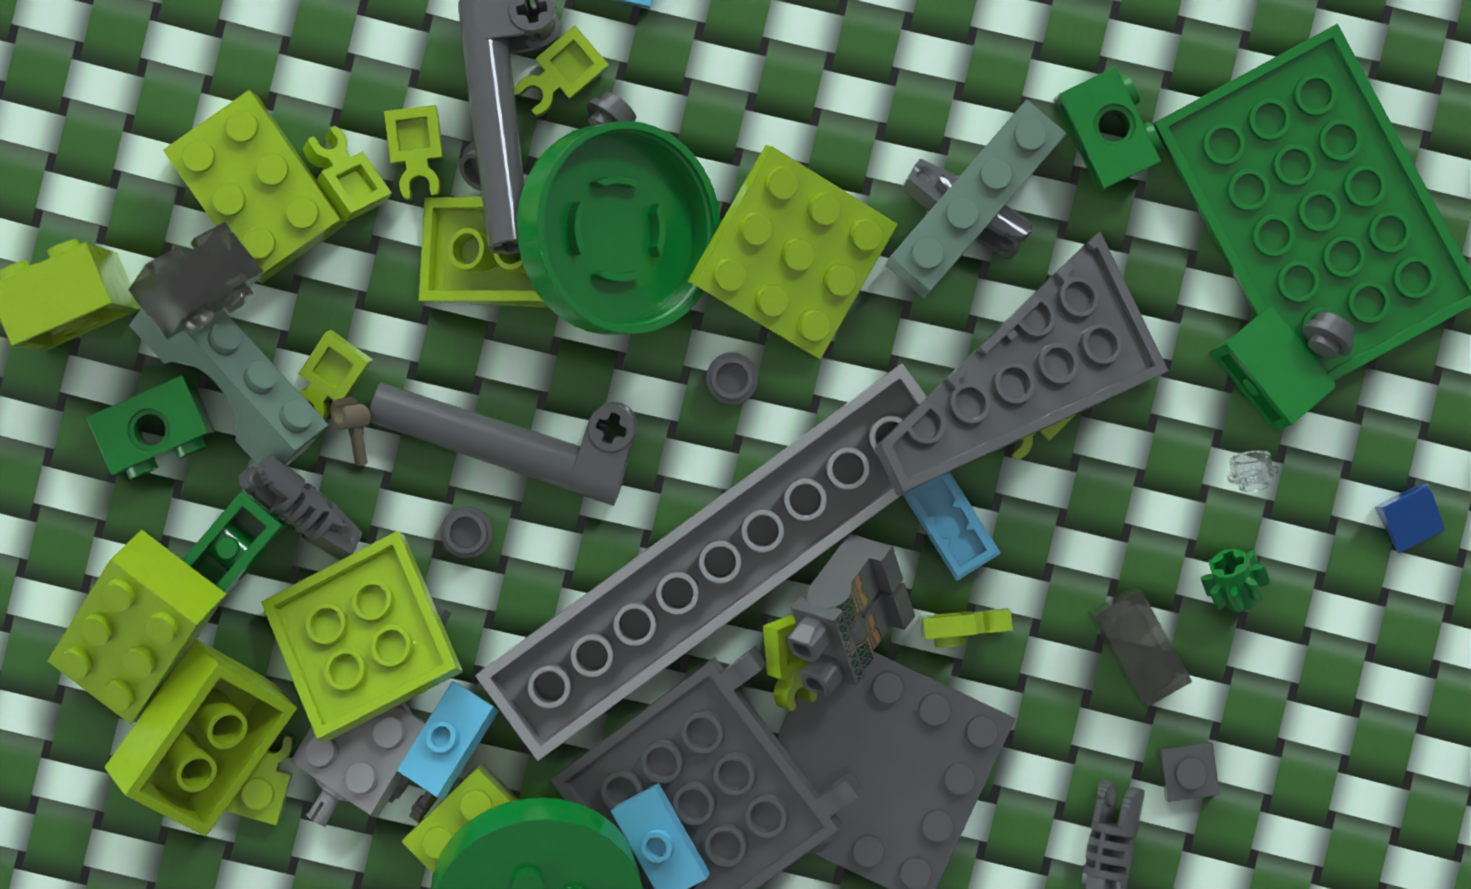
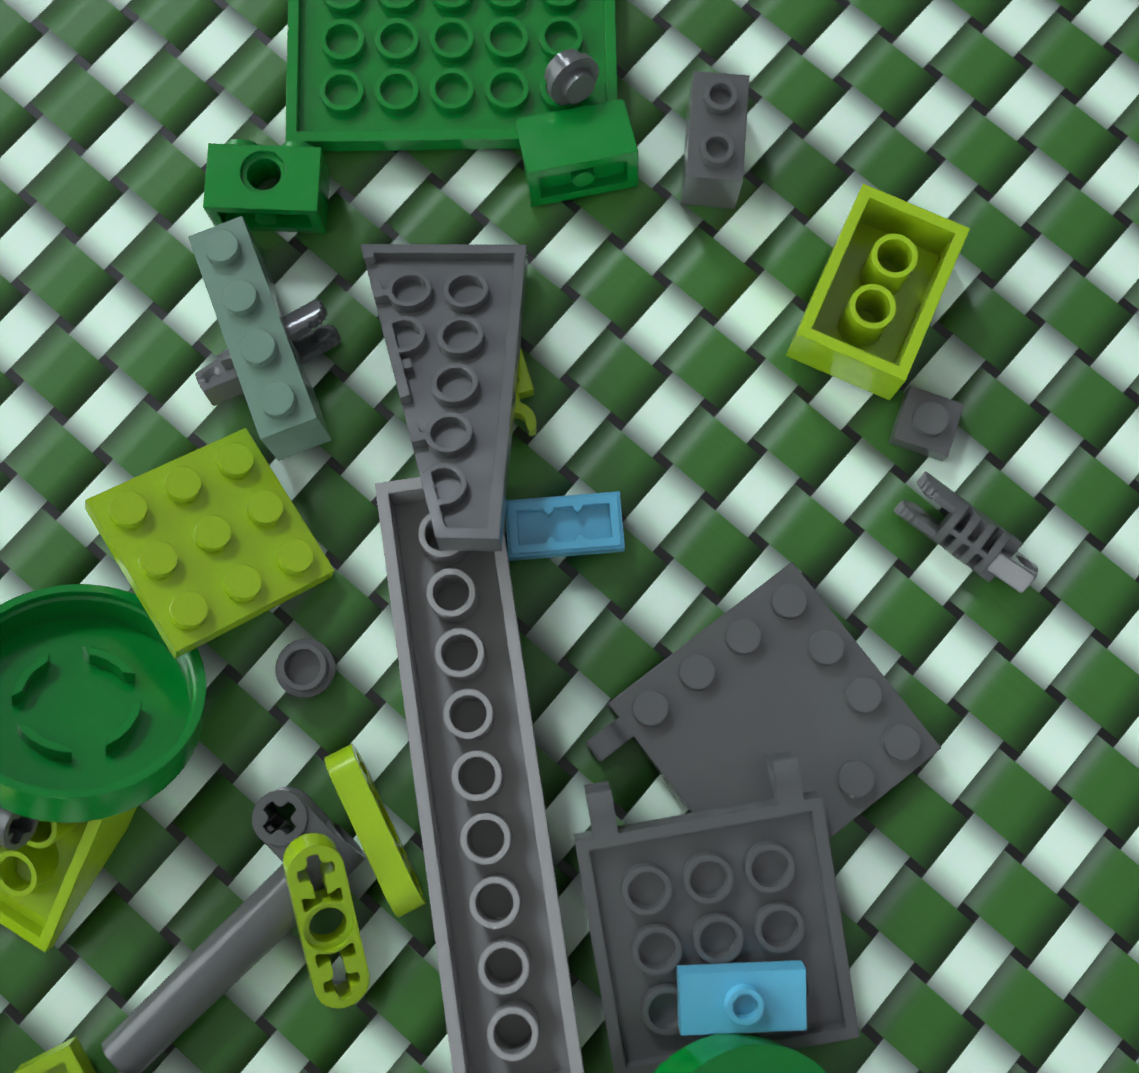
camera: 70 degrees left, 10 degrees down
(466, 532) = (310, 1031): dark grey plate -> none
(561, 483) = (308, 902): none -> lime beam
(638, 501) = (375, 830): none -> lime beam
(784, 664) = (610, 752): lime plate -> none
(848, 613) = (599, 669): dark grey hips -> none
(951, 628) = (670, 577): lime plate -> none
(1140, 647) = (781, 403): clear smoke brick -> none
(1235, 580) = (761, 283): green gear -> none
(1251, 470) = (663, 220): clear plate -> none
(1274, 679) = (878, 292): none -> lime brick
(1342, 479) = (715, 139): none -> dark grey brick
(1411, 517) = (781, 102): blue slope -> none

